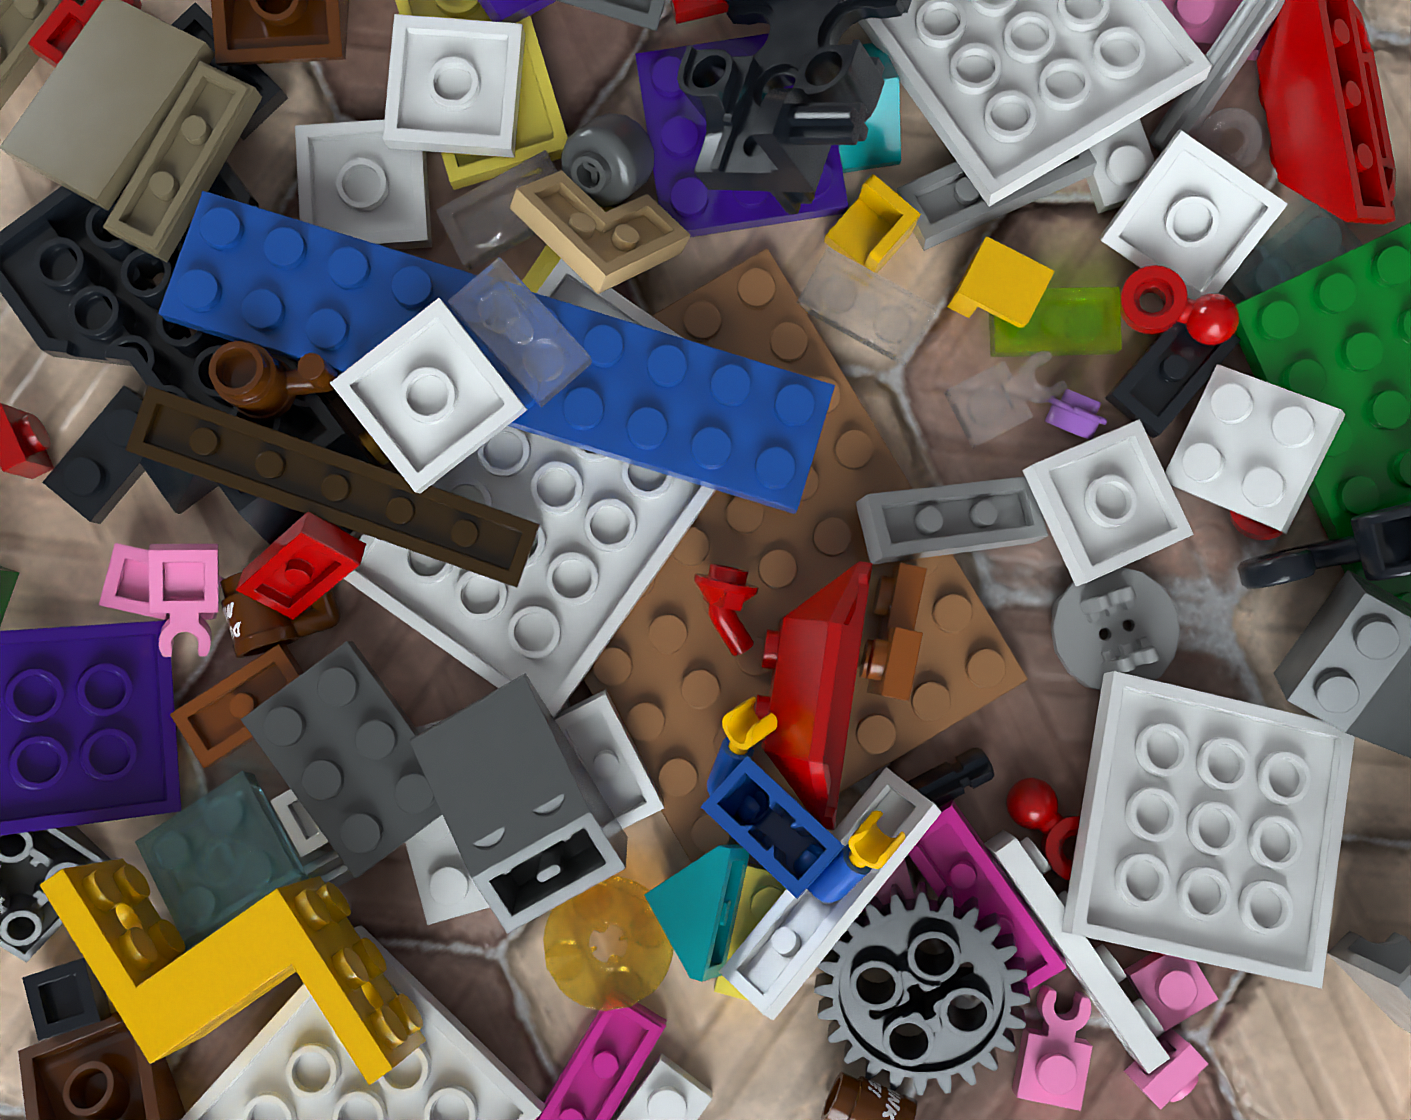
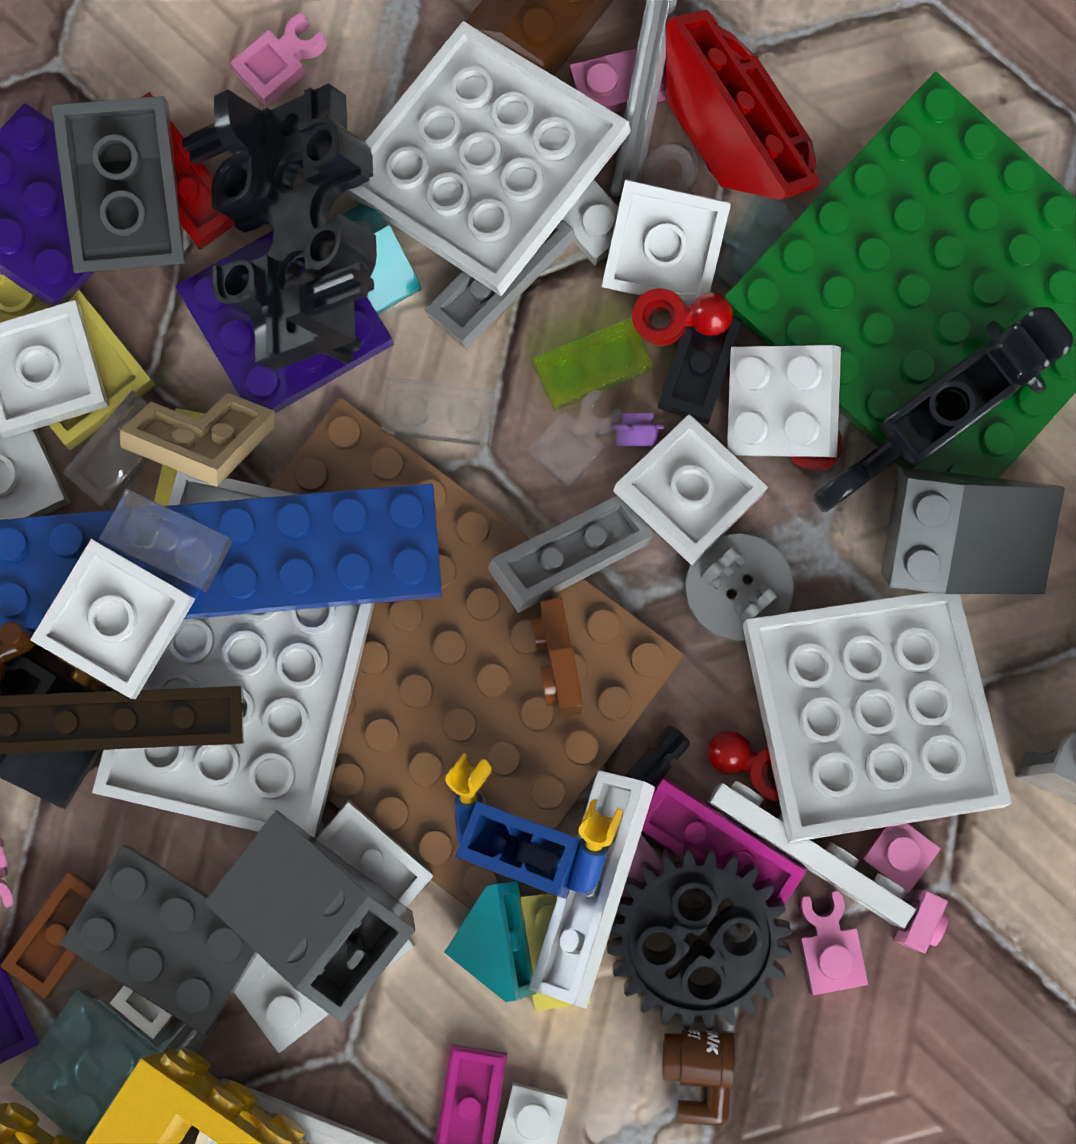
camera: 20 degrees left, 5 degrees down
(260, 628) = (44, 855): reddish brown piece -> none
(301, 565) = (62, 798): red plate -> none
(609, 158) = (185, 377): dark grey head -> none
(621, 979) = (453, 1031): clear yellow plate -> none
(726, 591) = (411, 681): red plate -> none
(814, 687) = (512, 728): red wedge -> none
(873, 226) = (418, 347): yellow panel -> none
(1001, 284) = (536, 352): yellow panel -> none

